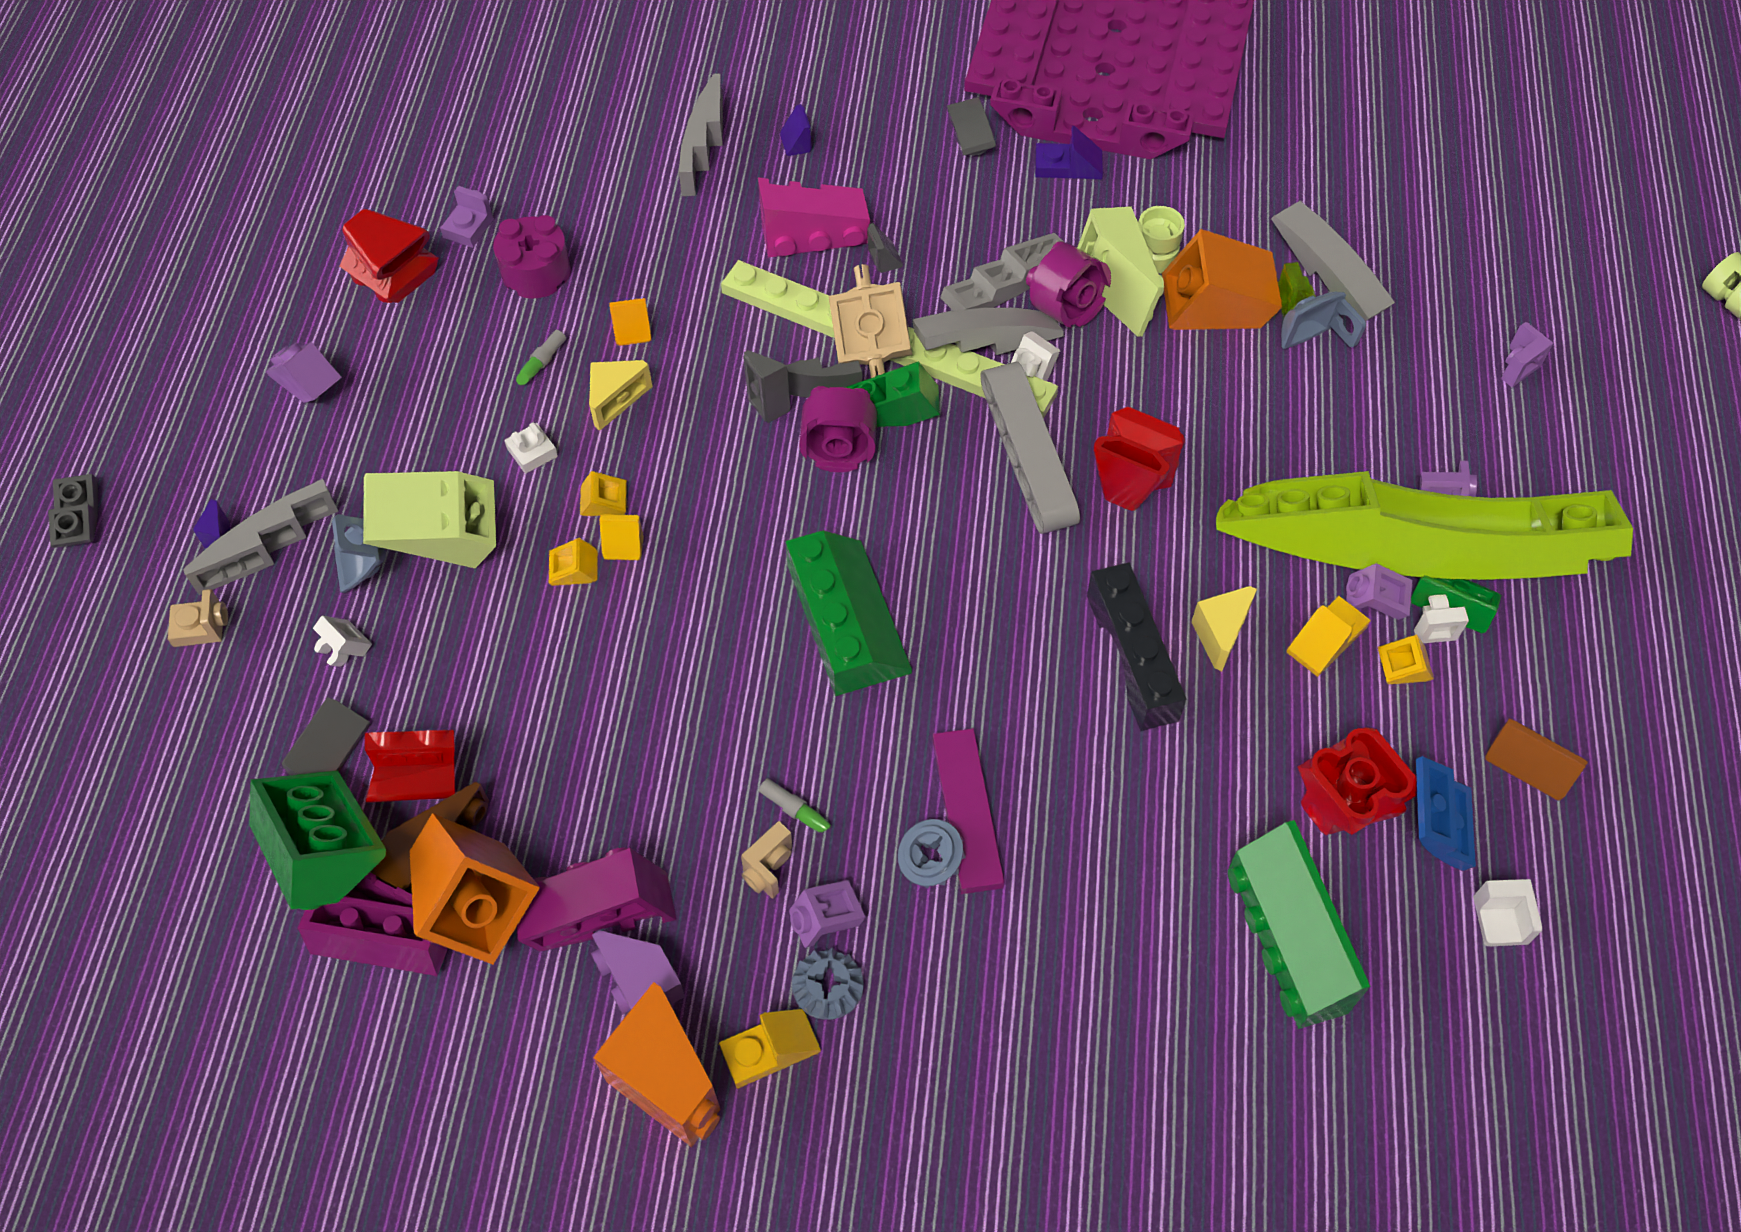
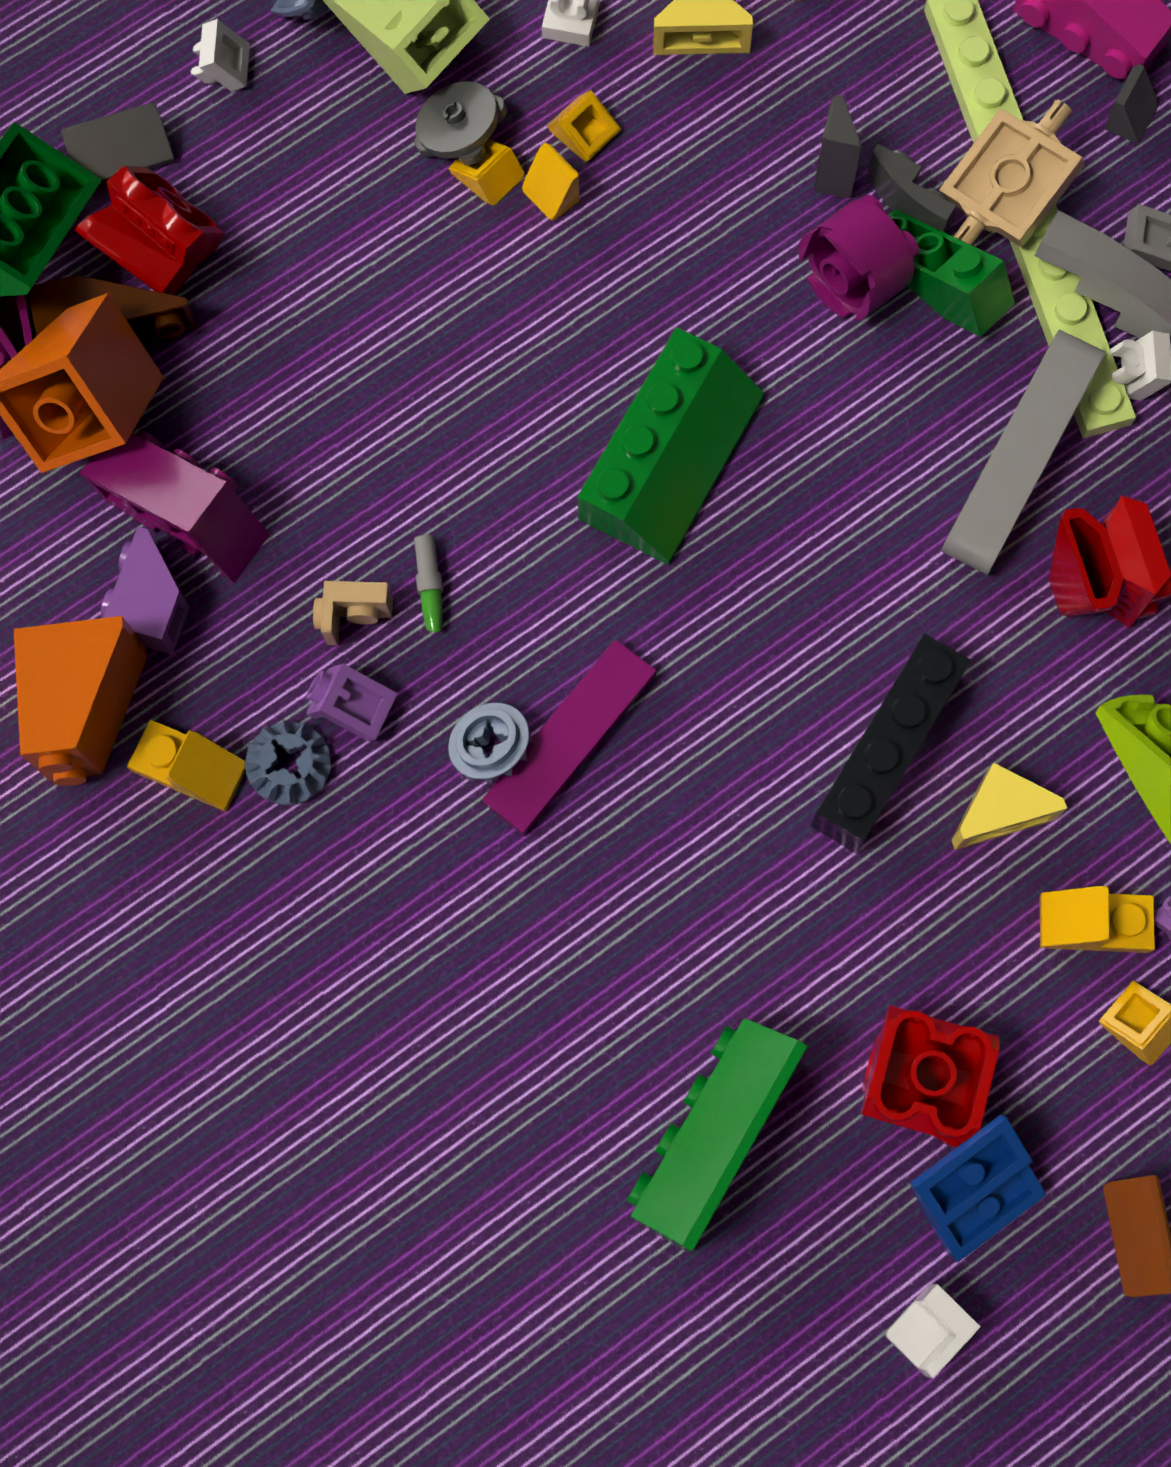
camera: 50 degrees right, 15 degrees up
(530, 552) = (458, 122): none -> dark grey piece

